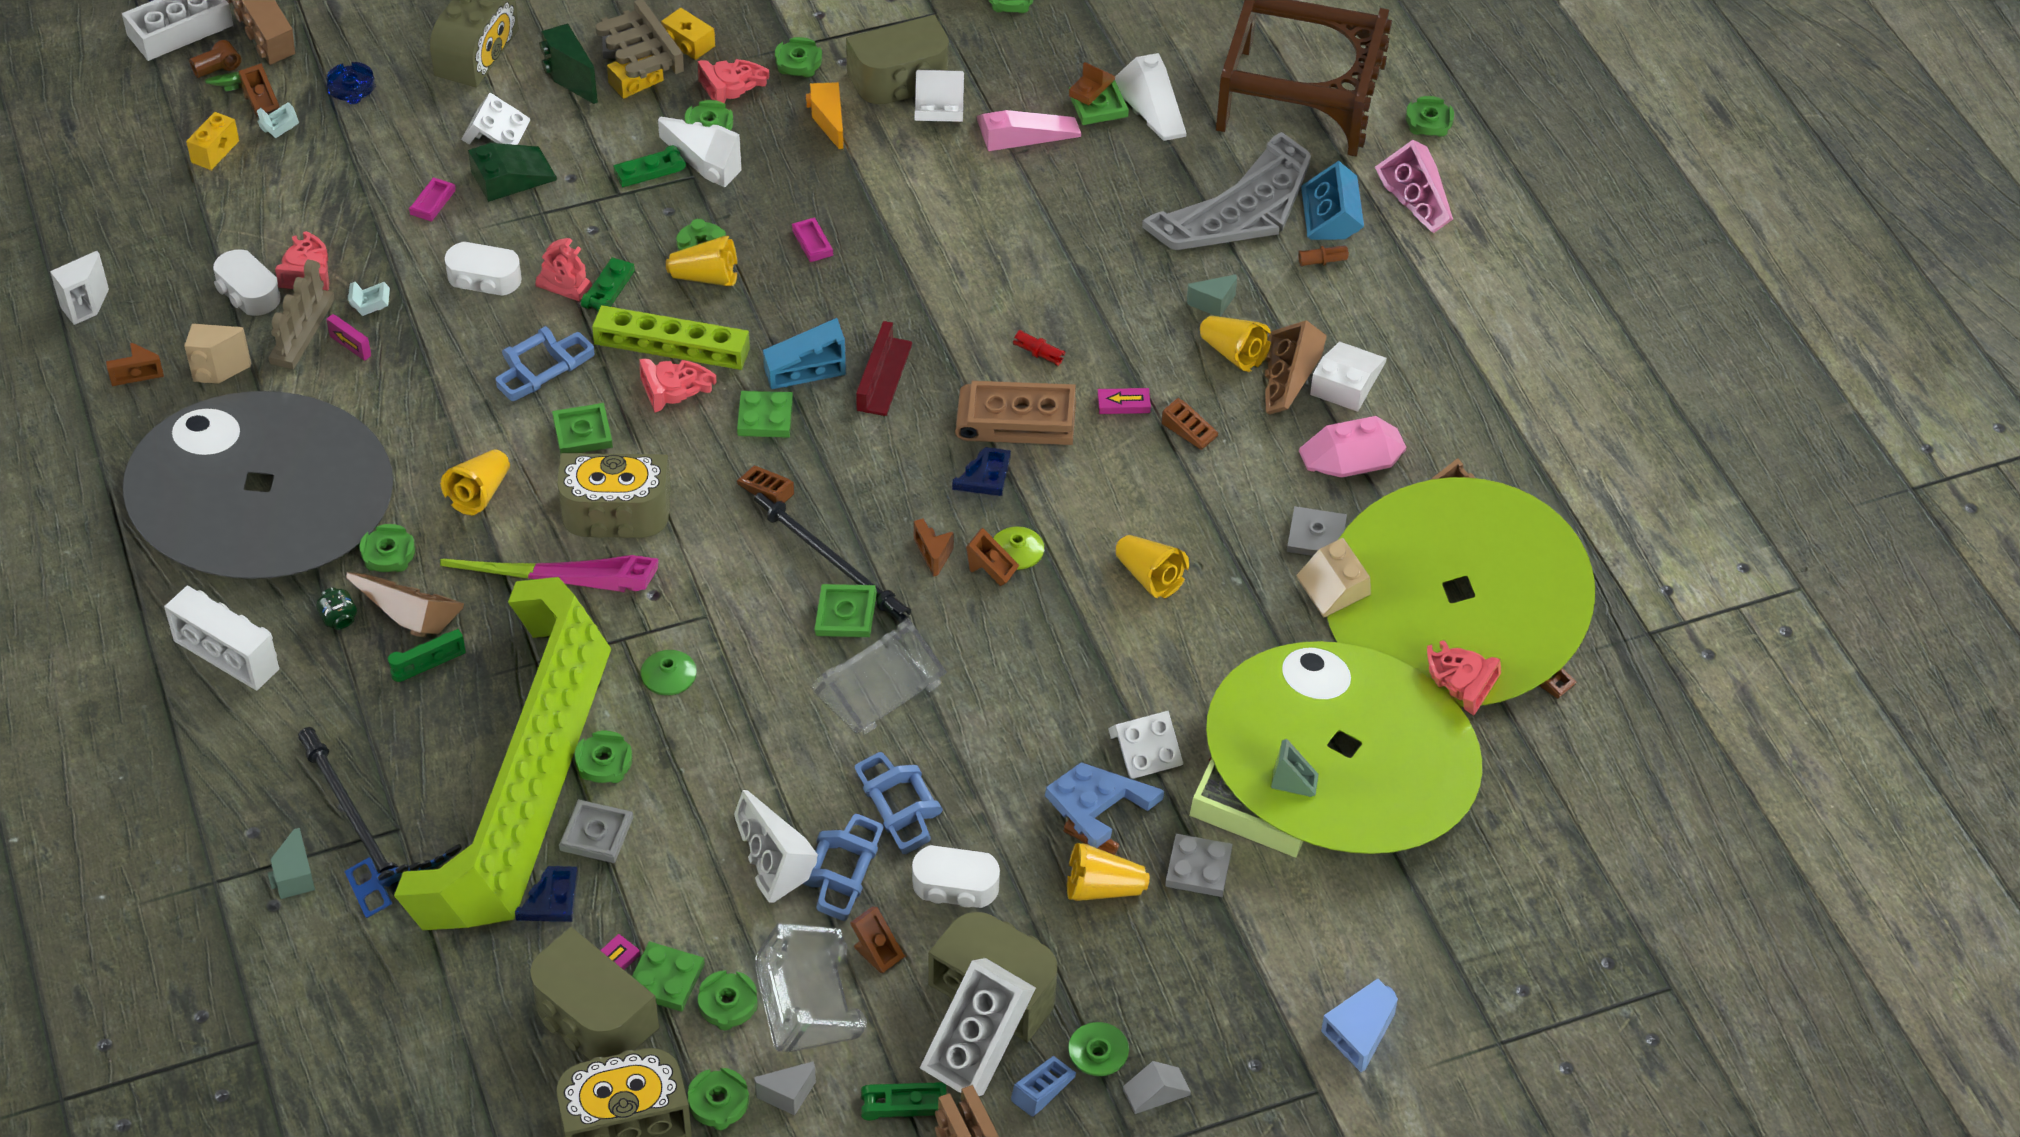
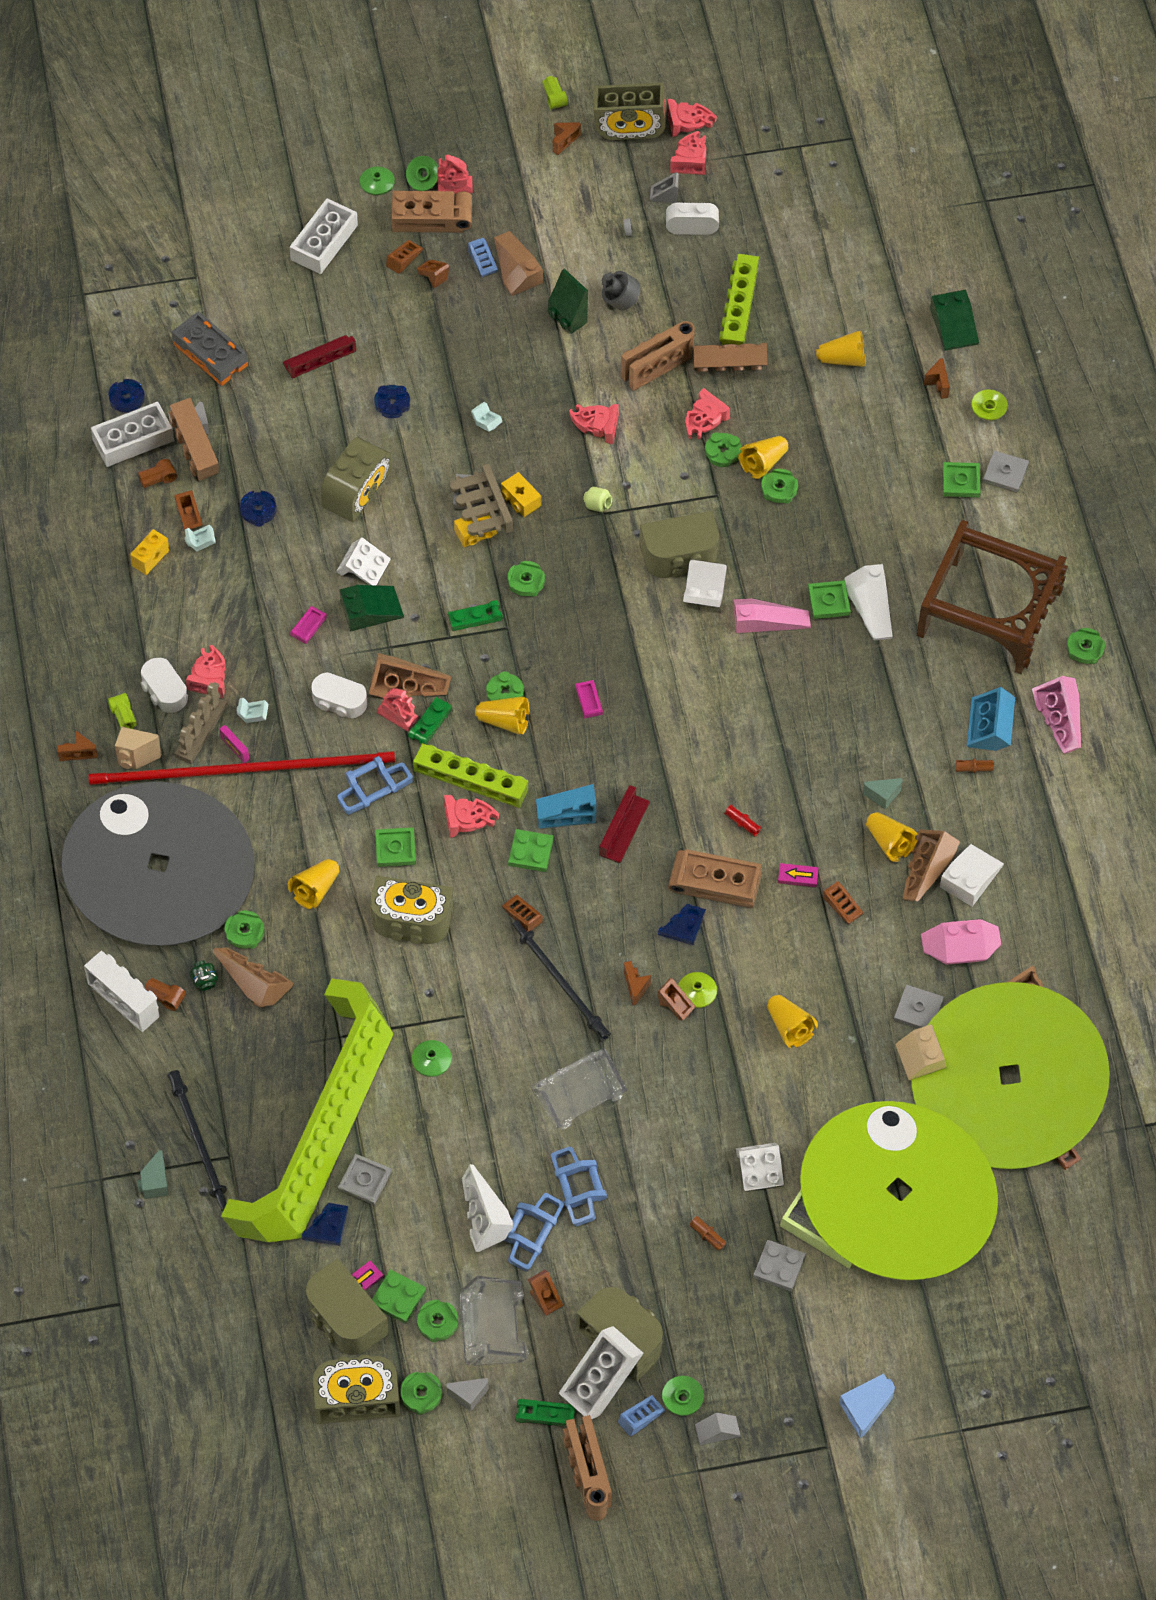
camera: 10 degrees right, 10 degrees up
(81, 287) = (43, 677): white slope -> none
(176, 396) = (104, 778): none -> red piece
(189, 312) = (121, 708): none -> lime piece
(229, 81) = (165, 493): bright green dish -> none
(291, 639) = (168, 995): none -> dark orange piece
(389, 877) = (211, 1199): blue piece -> none
(426, 656) = (262, 1023): green plate -> none
(568, 62) = (424, 513): dark green slope -> none
(594, 240) = (400, 674): none -> medium nougat wedge
(605, 574) = (395, 973): dark pink plate -> none
(606, 770) = (377, 1132): bright green plate -> none
(709, 150) = (522, 611): white wedge -> none
(730, 79) = (548, 543): coral piece -> none
(785, 27) = (597, 499): none -> yellowish green head
(790, 64) = (607, 535): bright green plate -> none
(826, 110) = (617, 581): light orange slope -> none
(845, 610) = (564, 1028): bright green plate -> none
(955, 876) = (607, 1251): white brick -> none
(1090, 791) = (712, 1198): medium blue wing -> none
(1091, 84) = (825, 584): dark orange slope -> none
(1103, 875) = (710, 1266): yellow cone -> none
(1247, 210) = (917, 718): light grey wing -> none
(1293, 772) = (856, 1211): sand green slope -> none
(1464, 674) = (998, 1146): coral piece -> none

